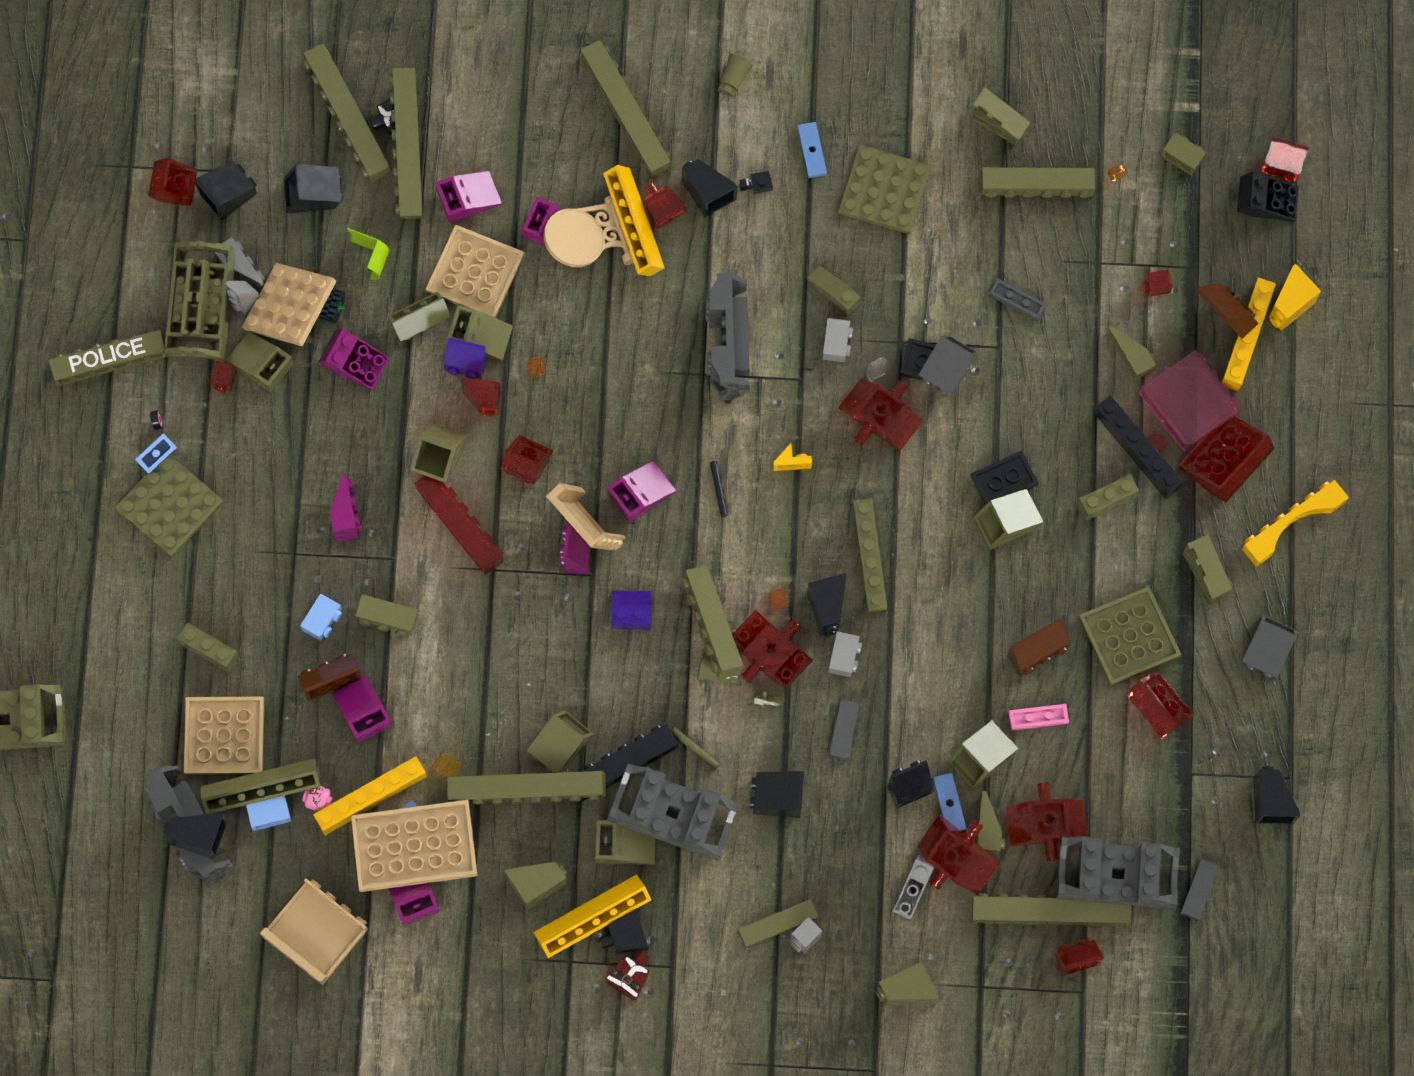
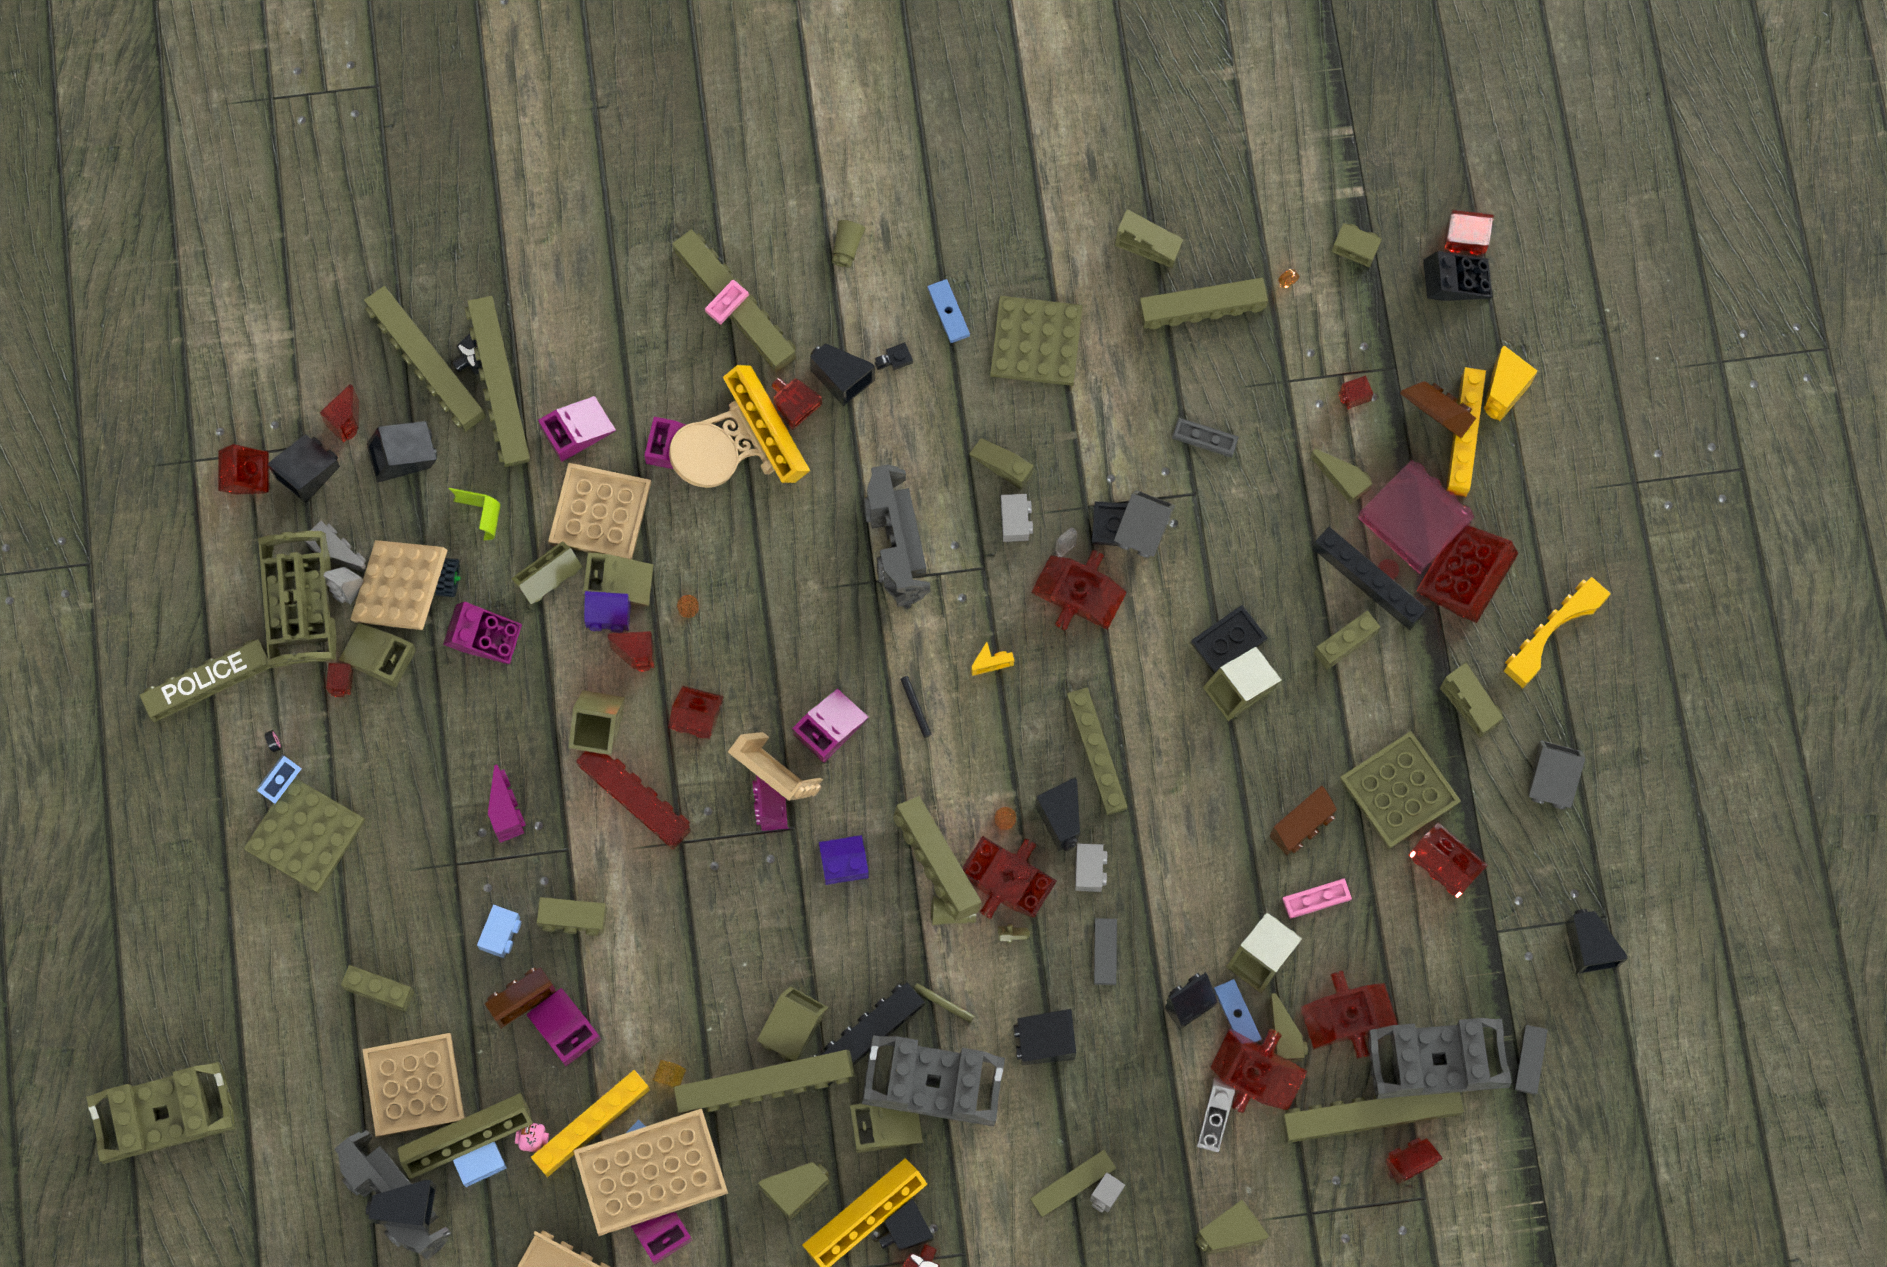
camera: 10 degrees left, 0 degrees up
(267, 148) = (342, 414): none -> clear red slope
(618, 108) = (726, 302): none -> bright pink plate

